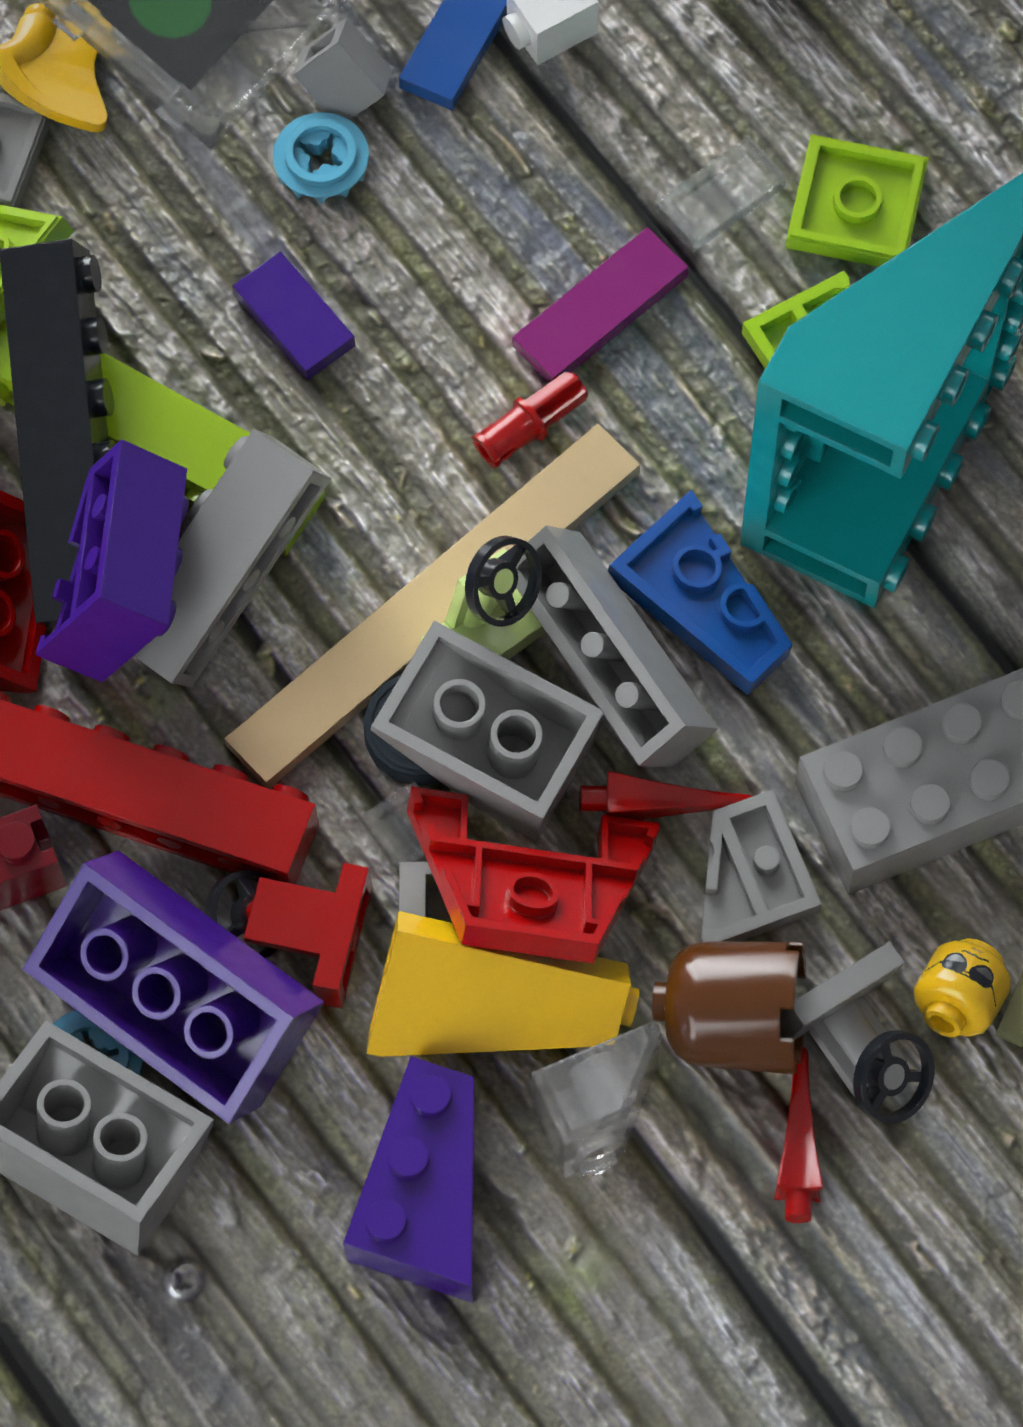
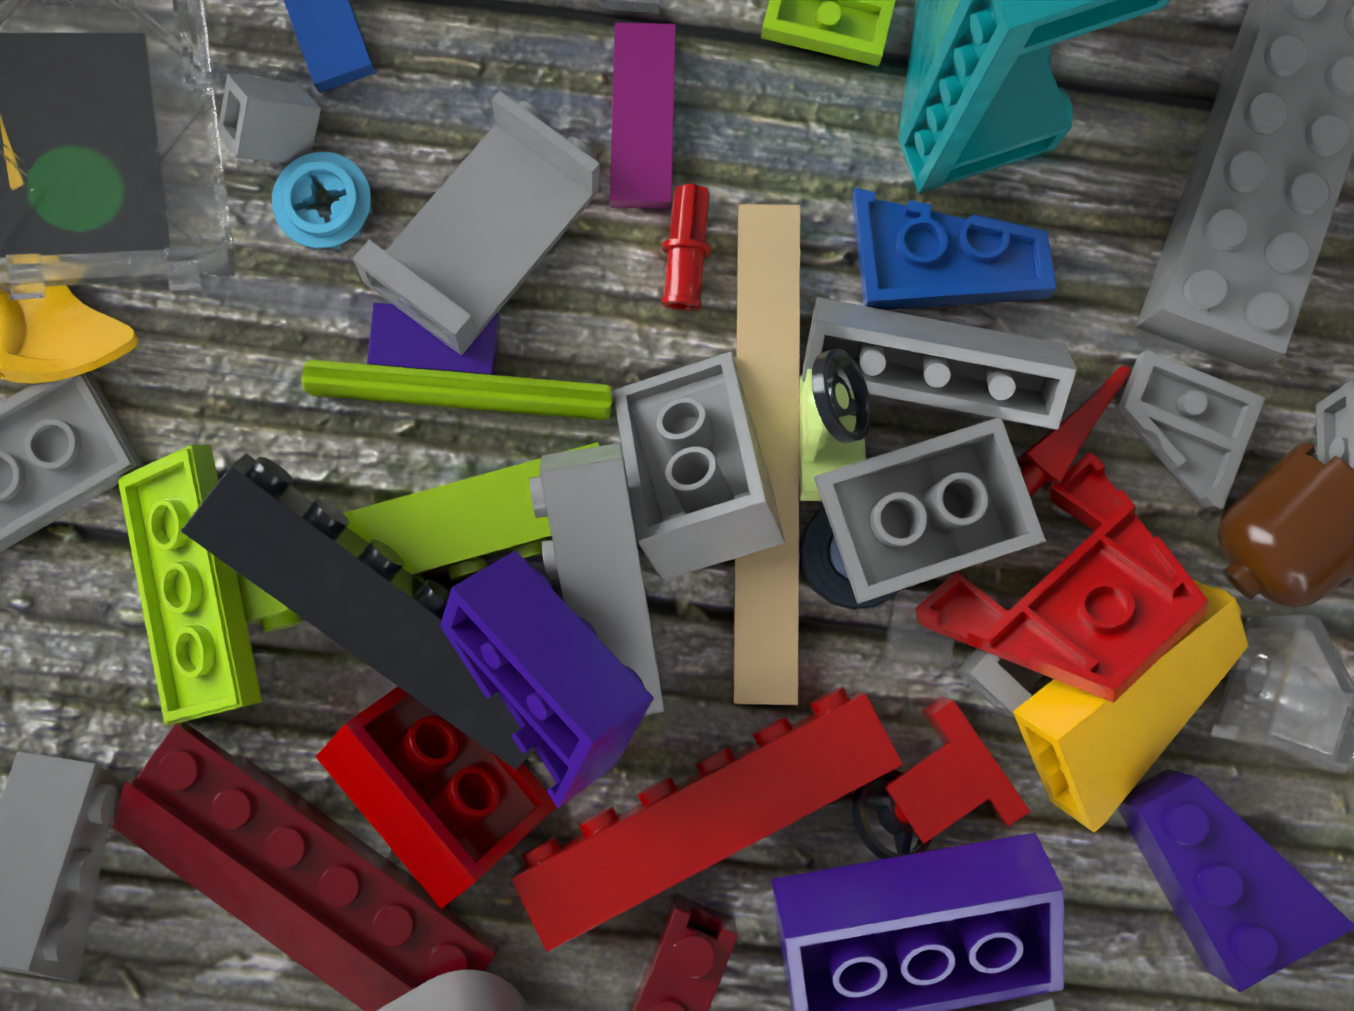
camera: 50 degrees left, 15 degrees up
(274, 363) = (457, 389): none -> lime axle
(367, 557) = (695, 468): none -> light grey slope
(407, 274) = (485, 226): none -> light grey panel

